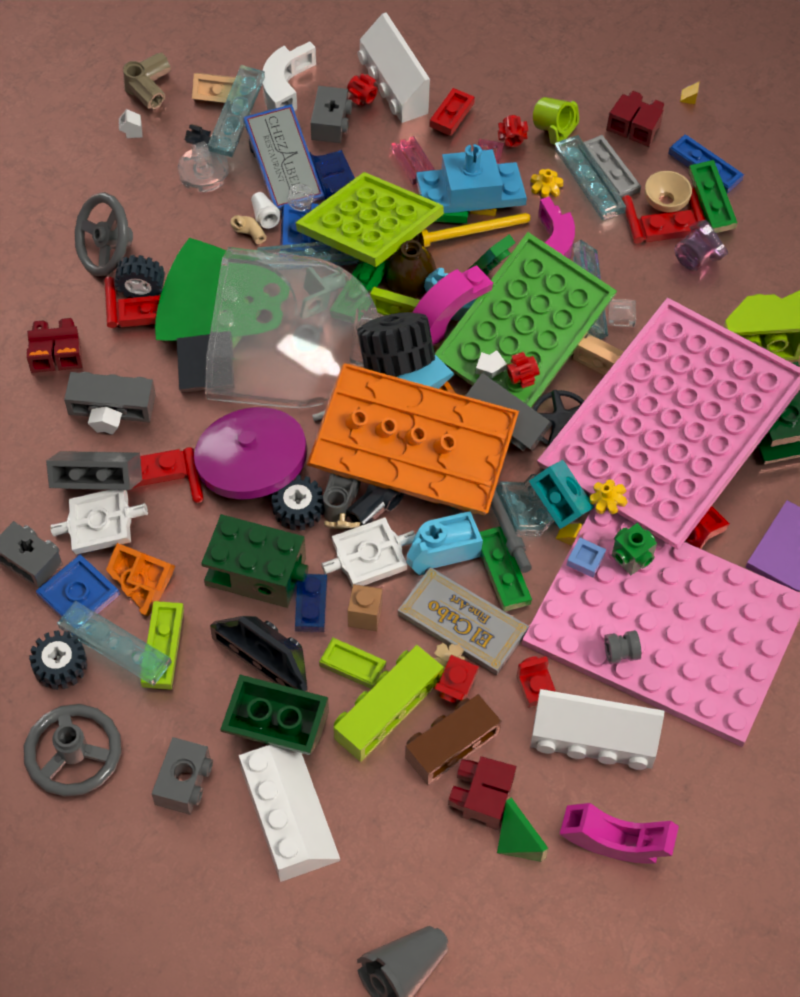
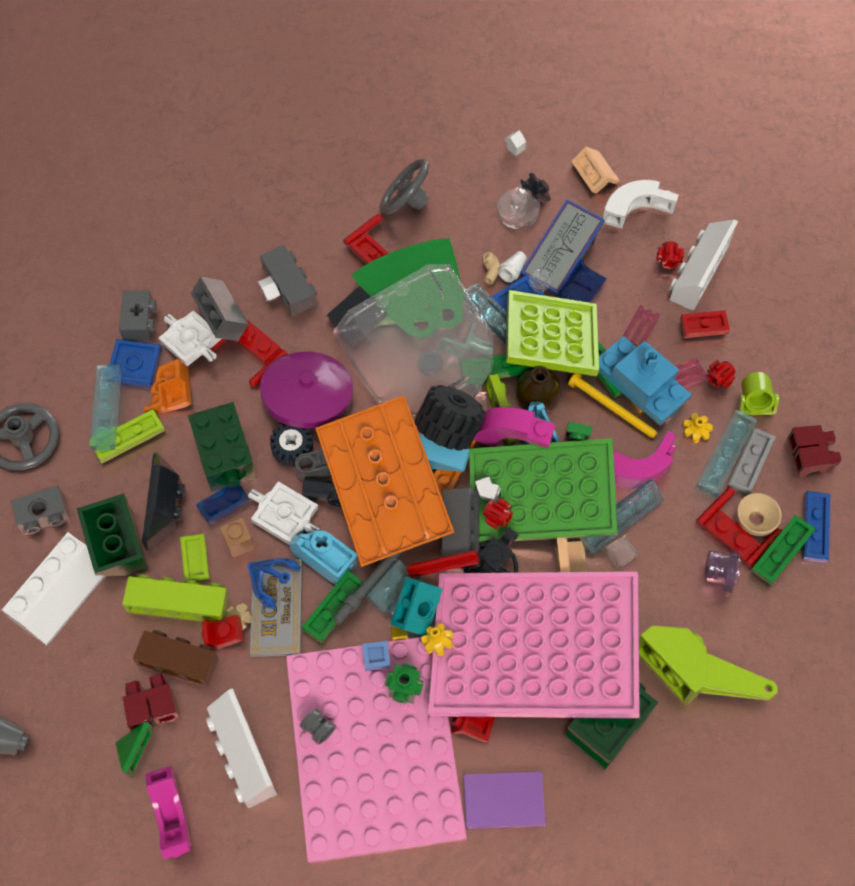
camera: 55 degrees right, 5 degrees up
(54, 344) = (301, 224): dark red hips -> none
(69, 662) = (74, 393): black wheel -> none
(139, 79) = (565, 120): dark tan piece -> none
(139, 277) = (389, 231): black wheel -> none
(237, 106) = (576, 191): clear light blue plate -> none
(330, 114) = (630, 250): dark grey brick -> none
(341, 524) = (292, 481): tan plant -> none
(423, 600) = (256, 572): none -> blue helmet
(532, 677) = (260, 686): red bracket -> none
(537, 445) = (443, 564): none -> red axle
(554, 399) = (497, 552): none -> black plate

